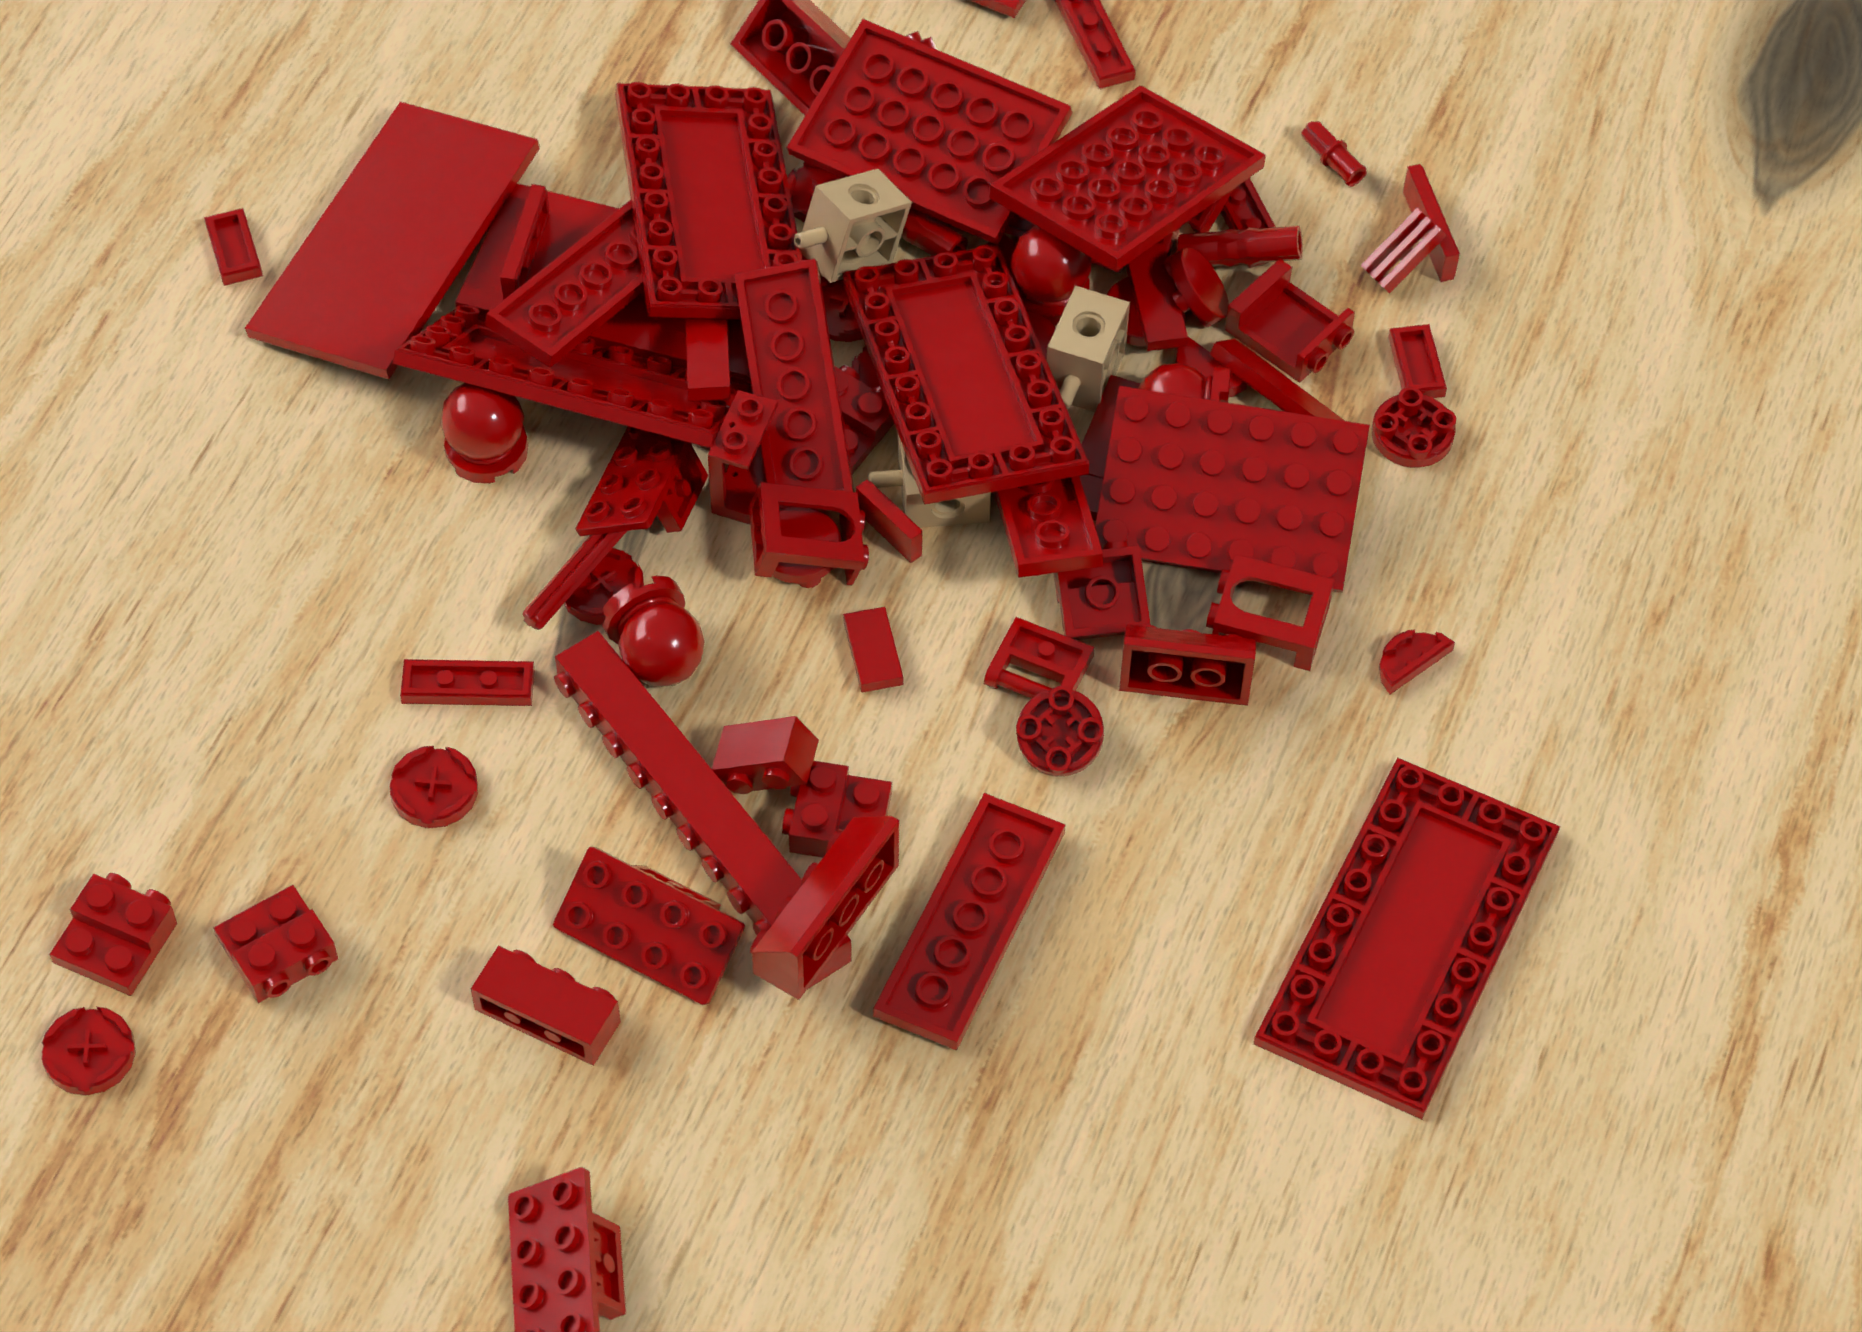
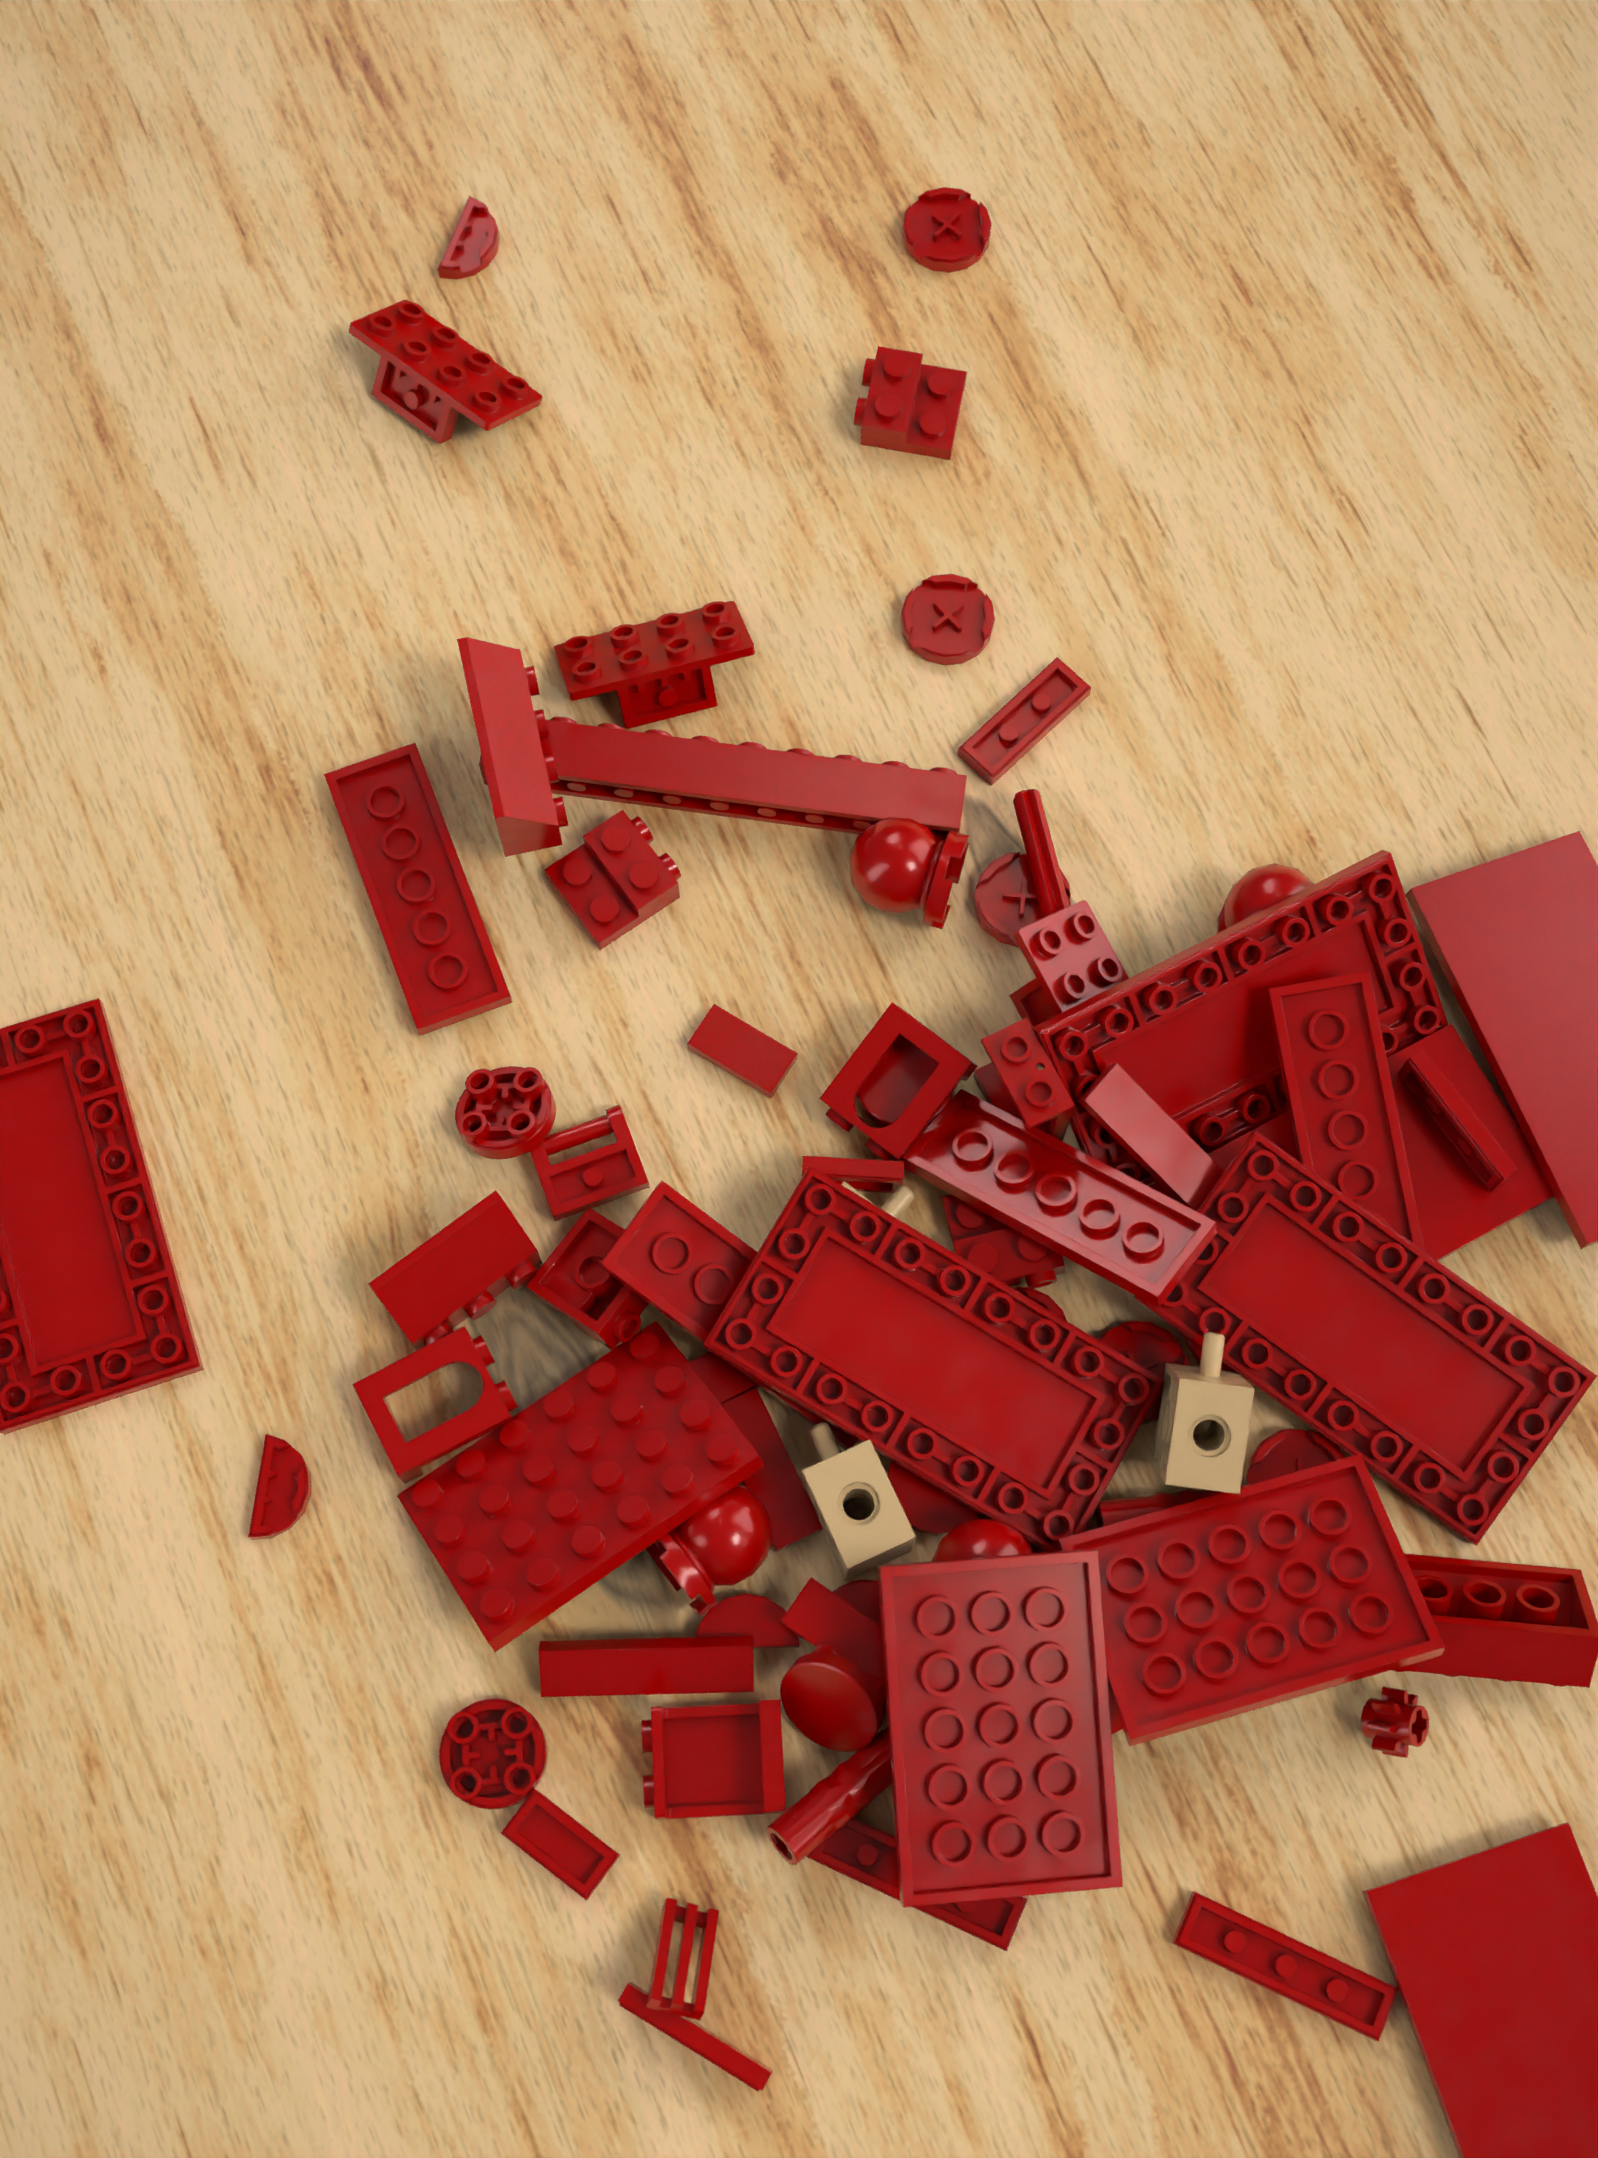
camera: 135 degrees right, 15 degrees up
(114, 932) = (1030, 310): red plate -> none
(546, 1004) = (662, 530): red brick -> none
(765, 755) = (709, 850): red brick -> none
(1334, 153) = (880, 2039): red axle -> none

